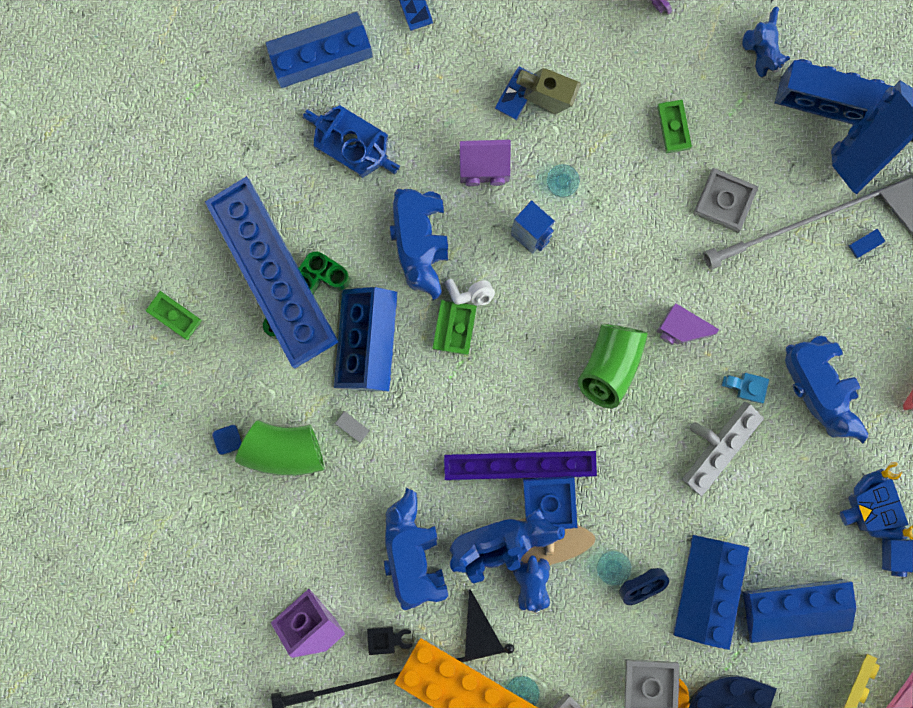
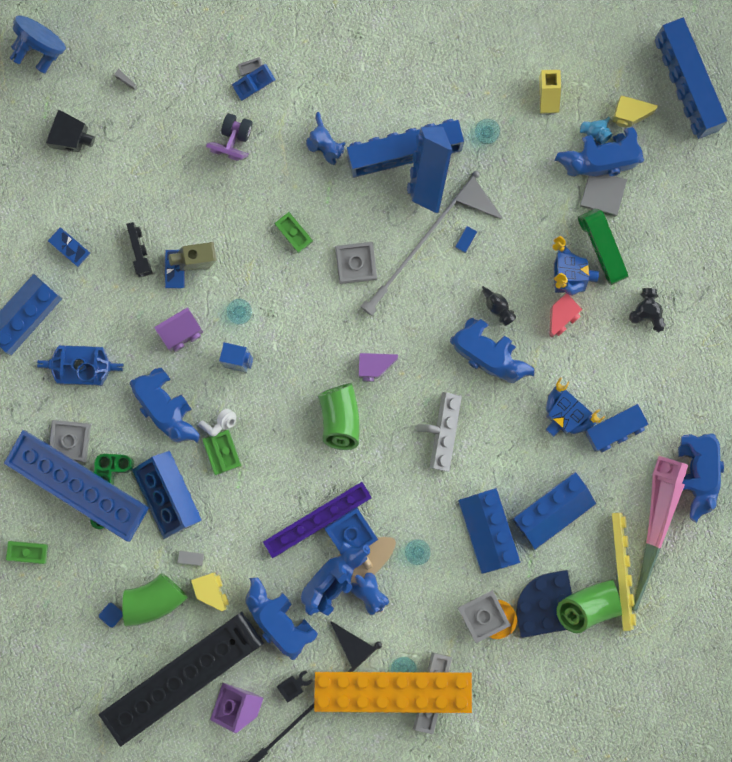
camera: 30 degrees left, 0 degrees up
(264, 557) = (181, 679): none -> black hinge
(294, 217) = (71, 439): none -> light grey tile
(351, 476) = (208, 591): none -> light yellow slope
(483, 66) = (142, 264): none -> black plate
(644, 586) = (443, 553): dark blue plate -> none
(749, 386) = (441, 380): dark azure plate -> none
(864, 339) = (498, 306): none -> black animal

